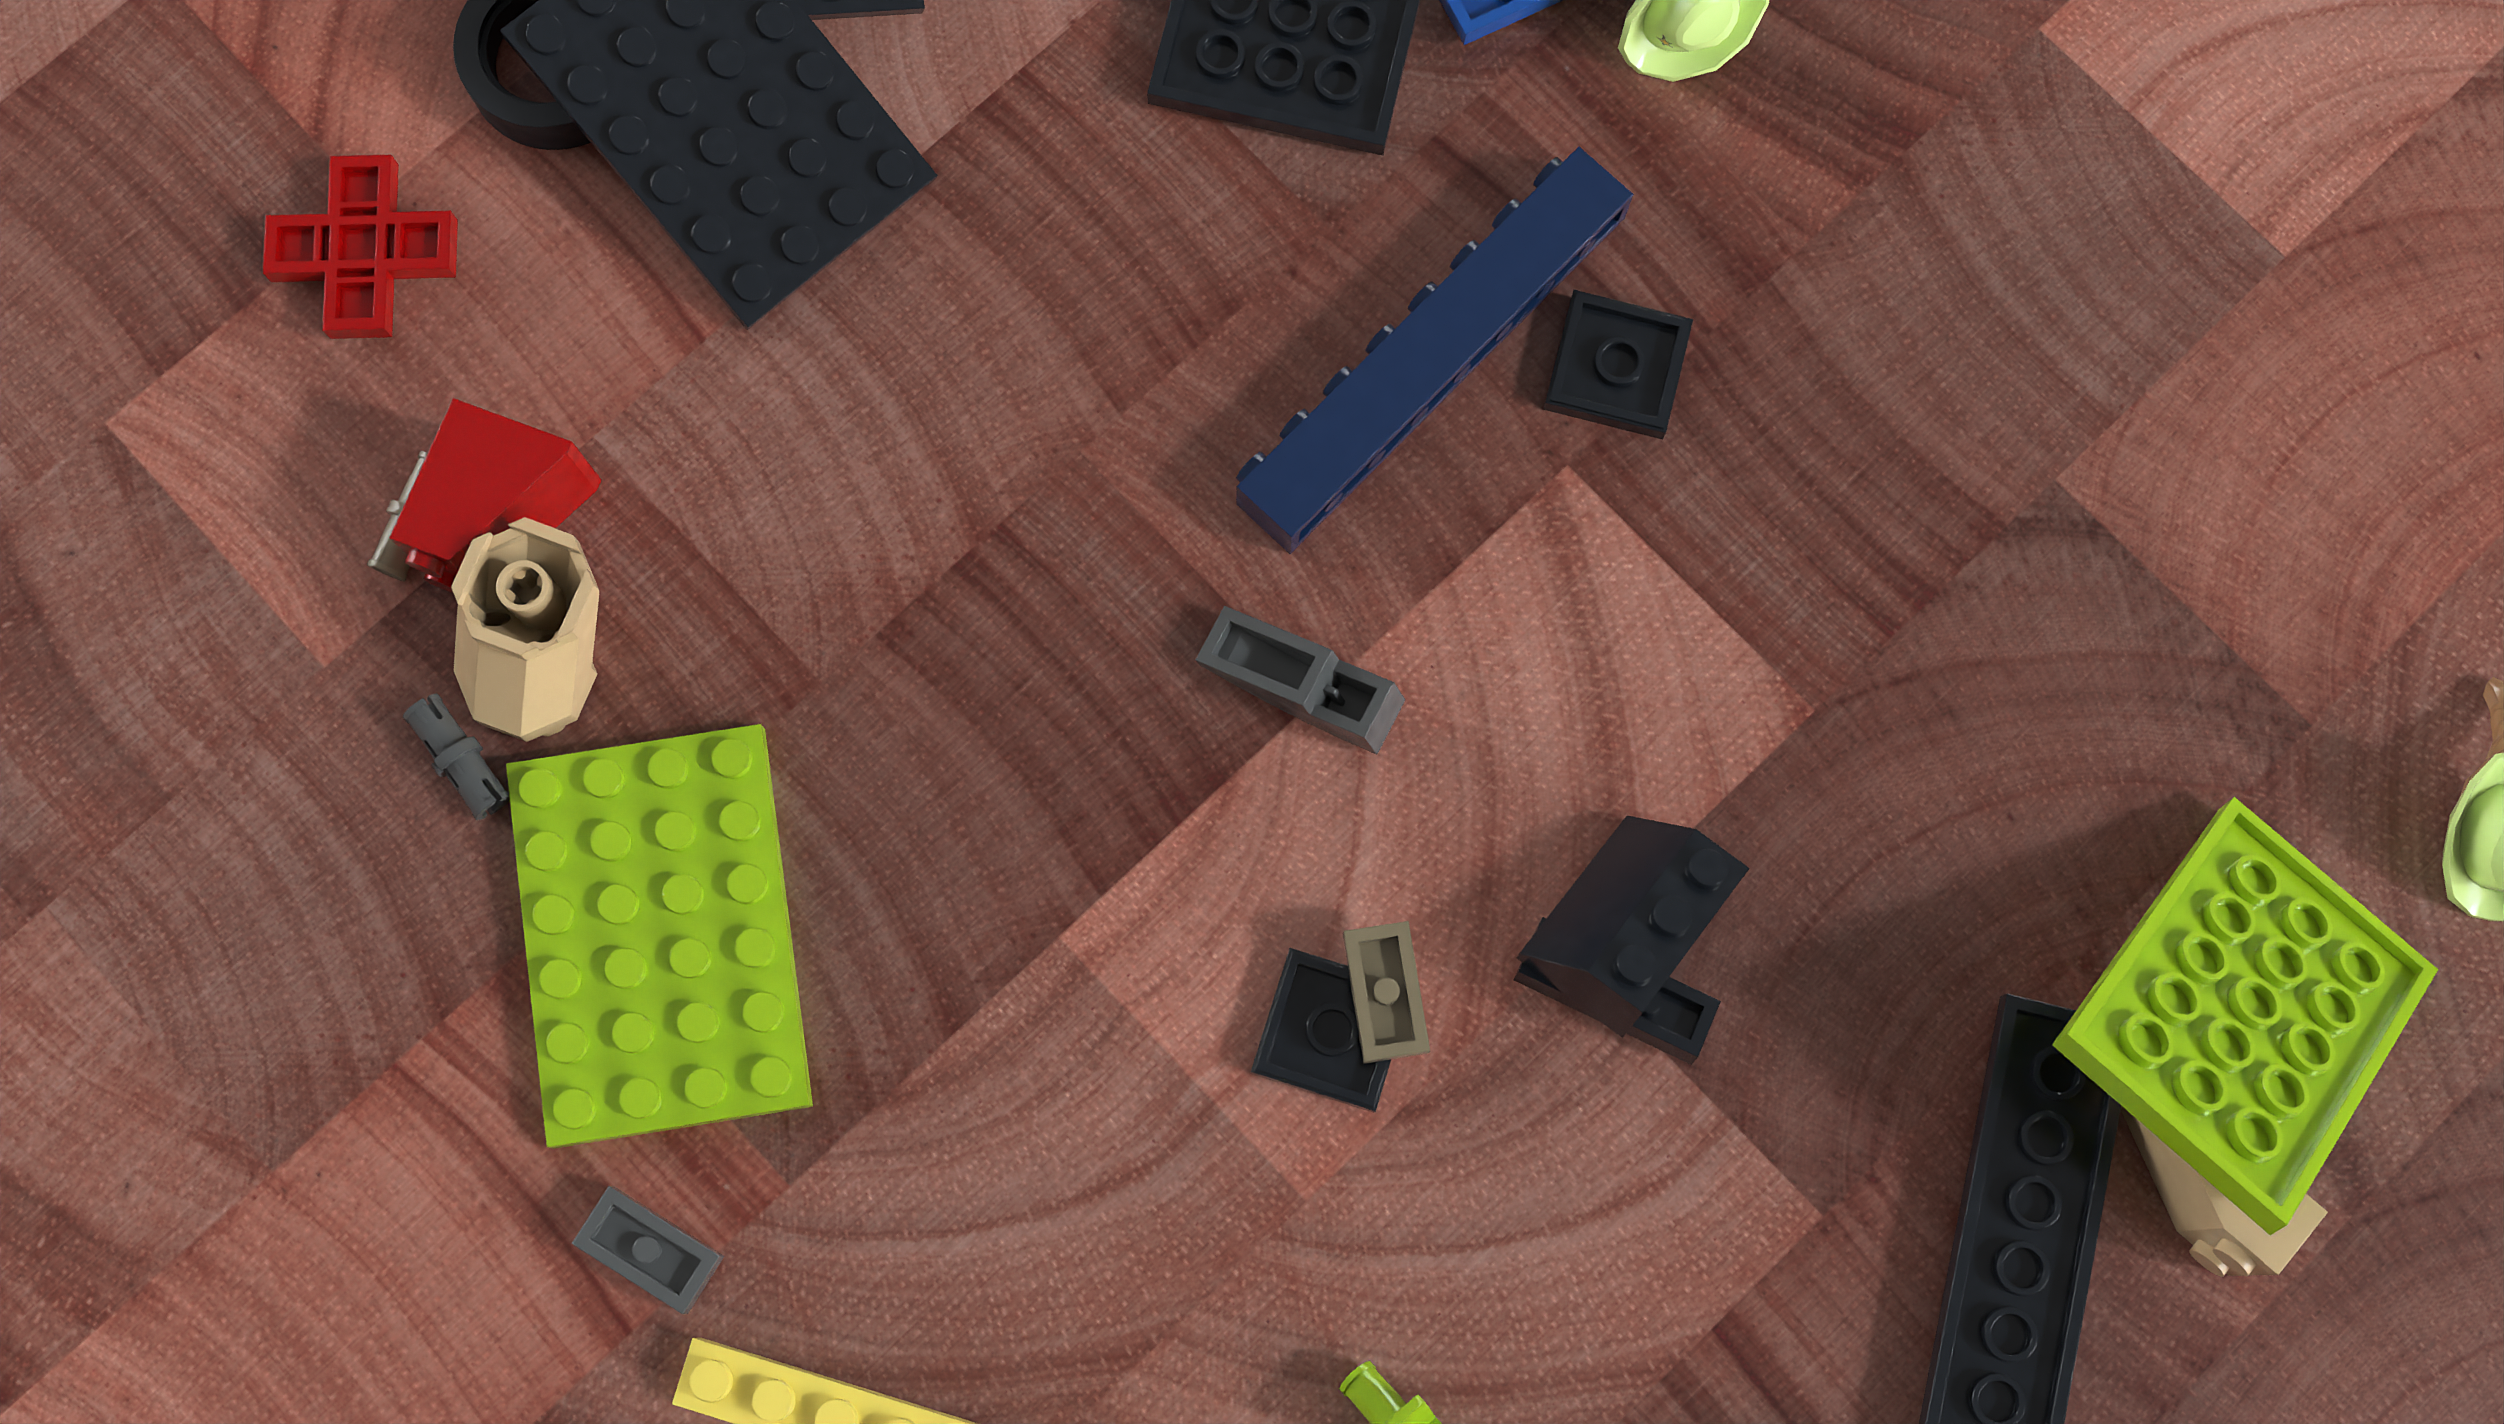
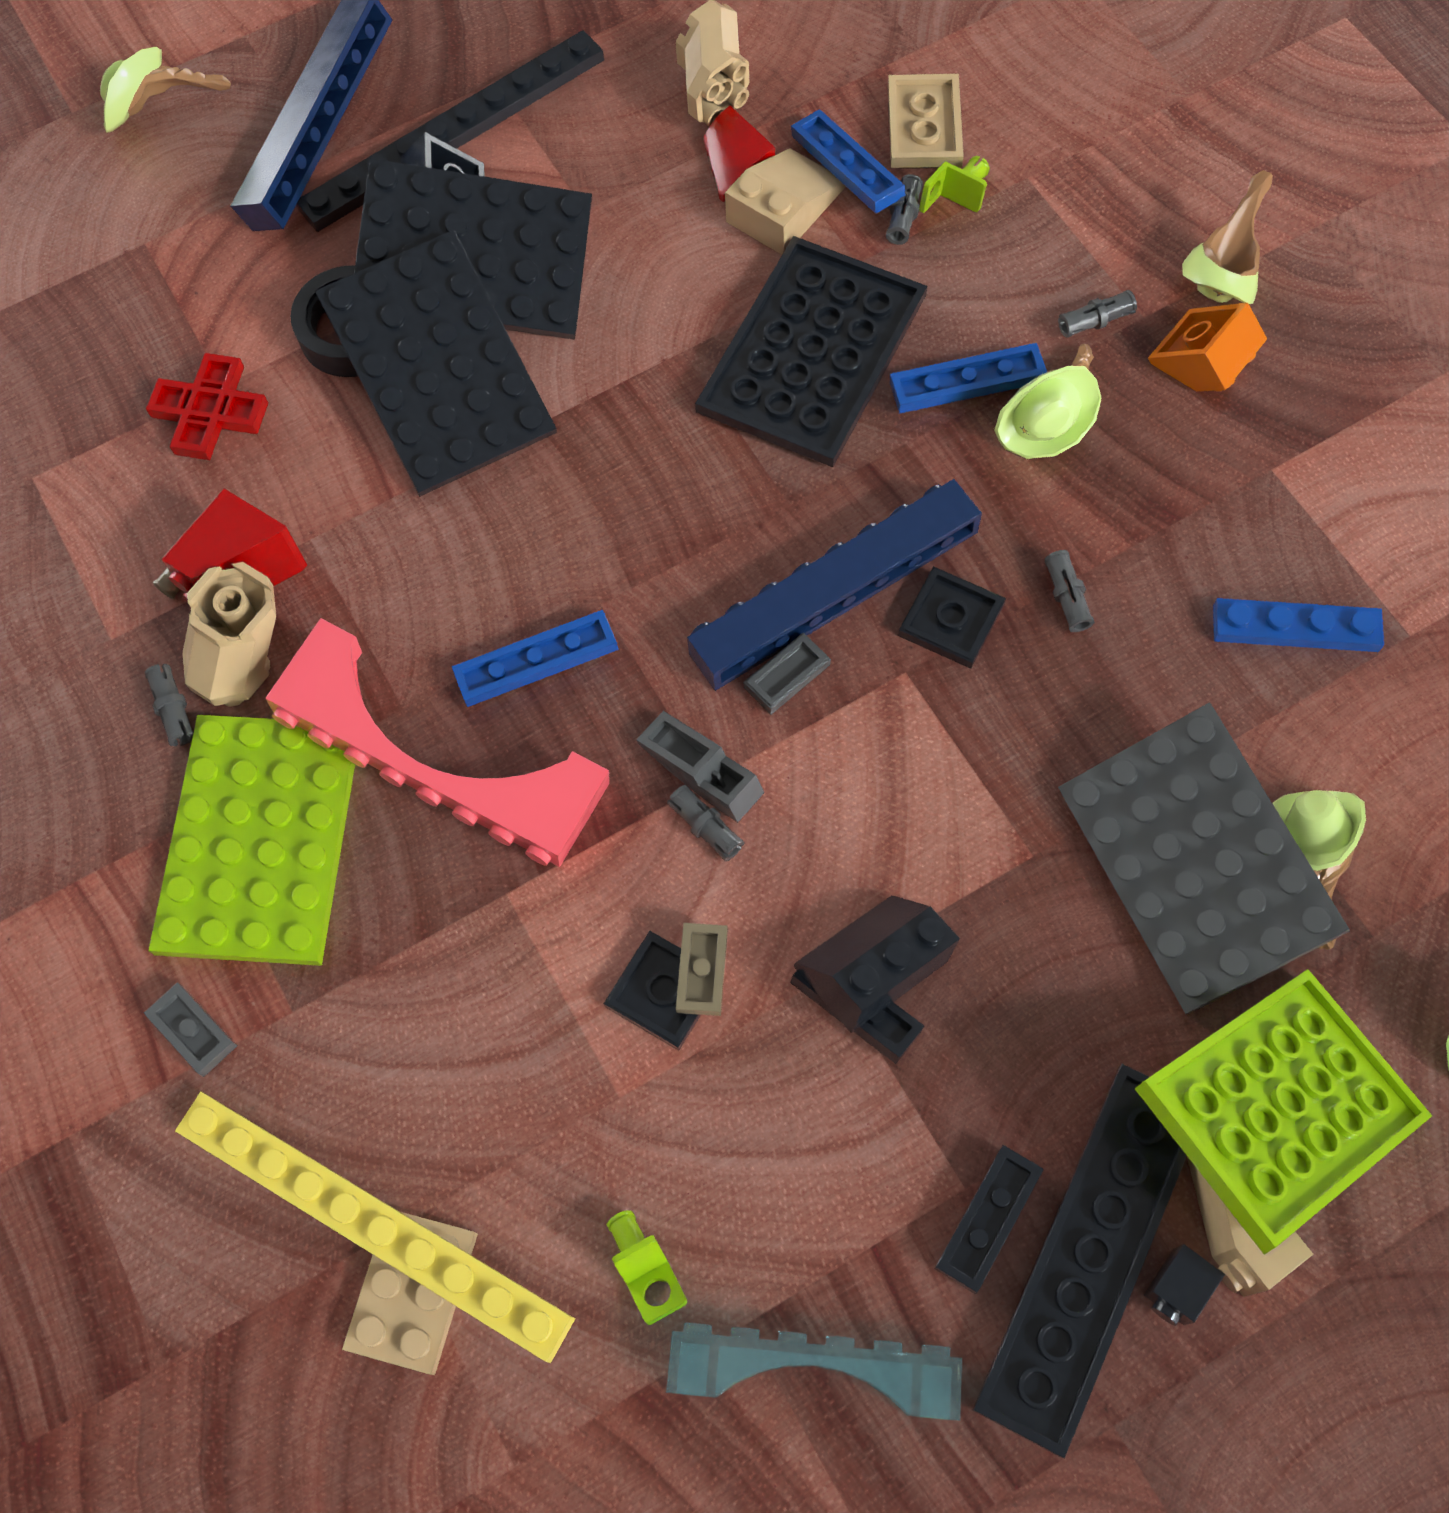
camera: 20 degrees right, 10 degrees down
(709, 704) = (534, 810): none -> coral arch
(1006, 562) = (535, 658): none -> blue plate
(1330, 765) = (705, 822): none -> dark grey pin
(1393, 505) = (787, 673): none -> dark grey tile
(1765, 256) = (1061, 569): none -> dark grey pin
(1869, 1253) = (989, 1219): none -> black plate
(2060, 669) = (1202, 859): none -> dark grey plate
(2124, 274) = (1298, 625): none -> blue plate
(2150, 1285) = (1183, 1286): none -> black brick
(2218, 598) = (1326, 830): none -> yellowish green hat

